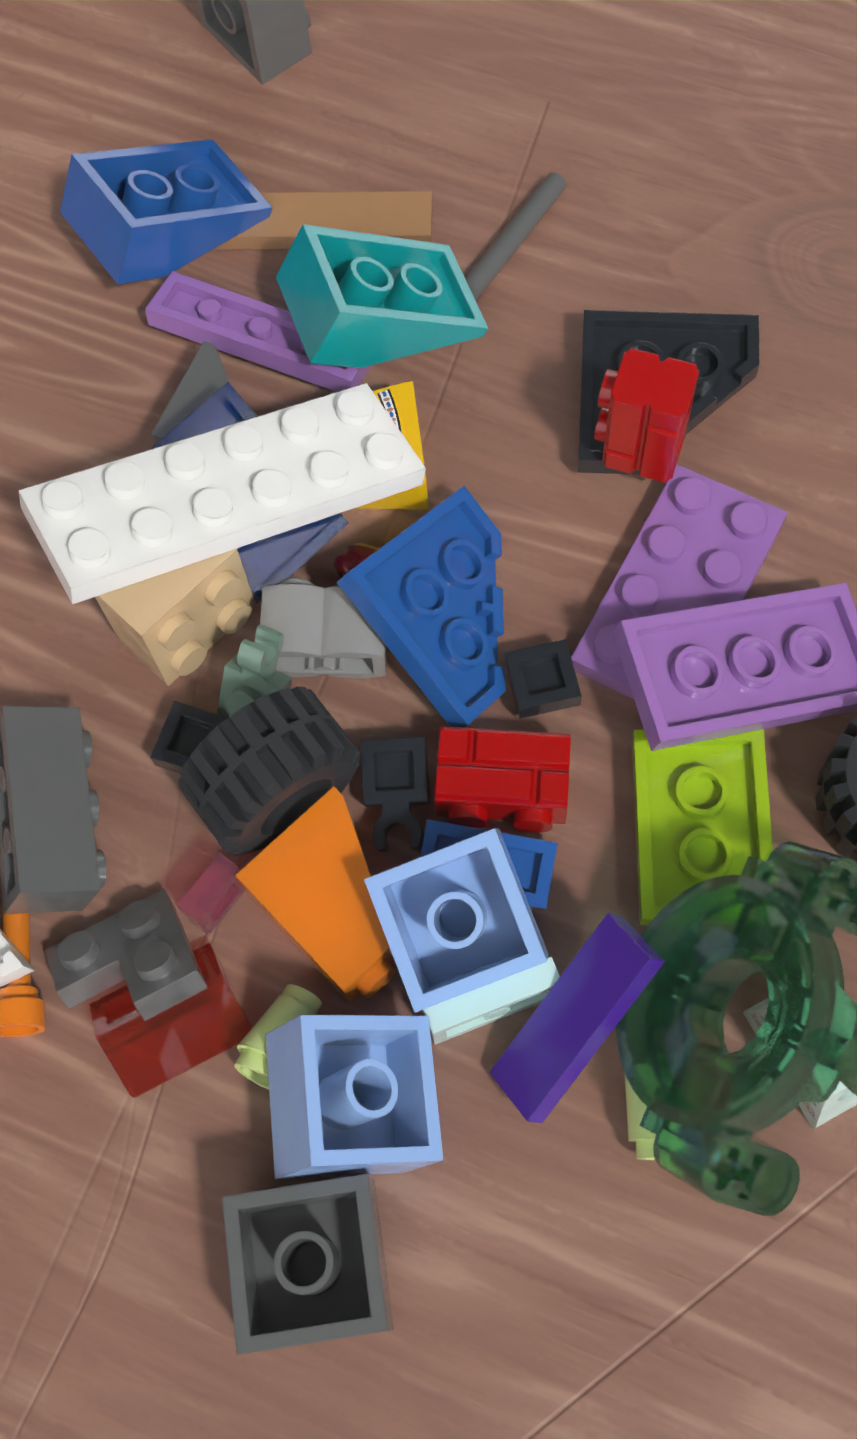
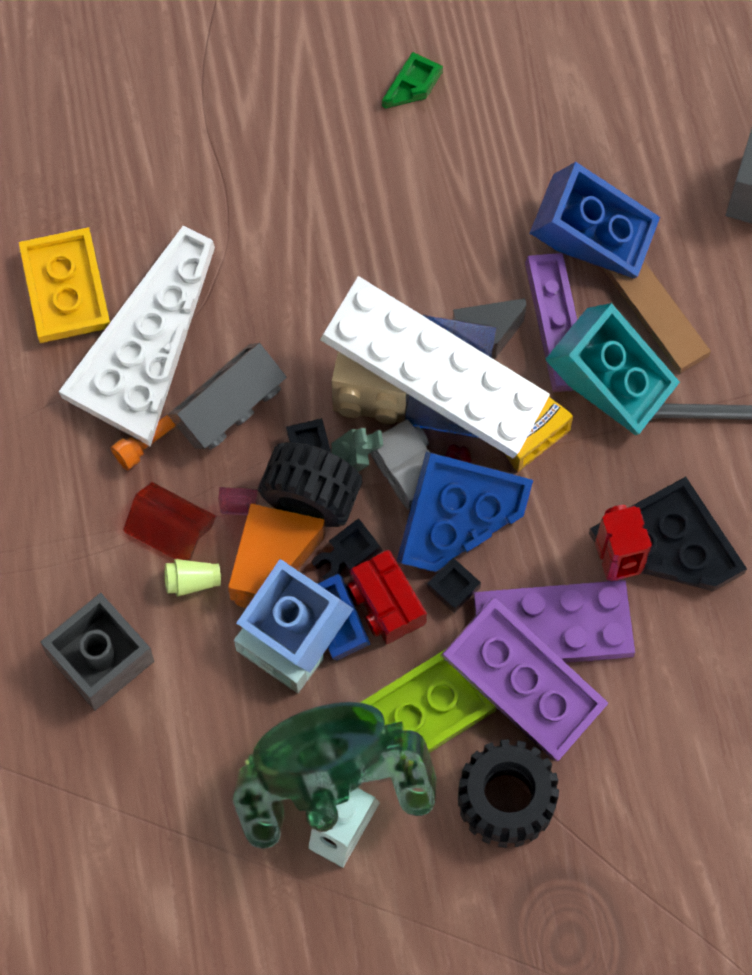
camera: 50 degrees right, 0 degrees up
(135, 945) = (189, 483): flat silver plate -> none
(352, 1096) = (182, 621): light blue brick -> none
(576, 1017) = (282, 698): dark purple tile -> none

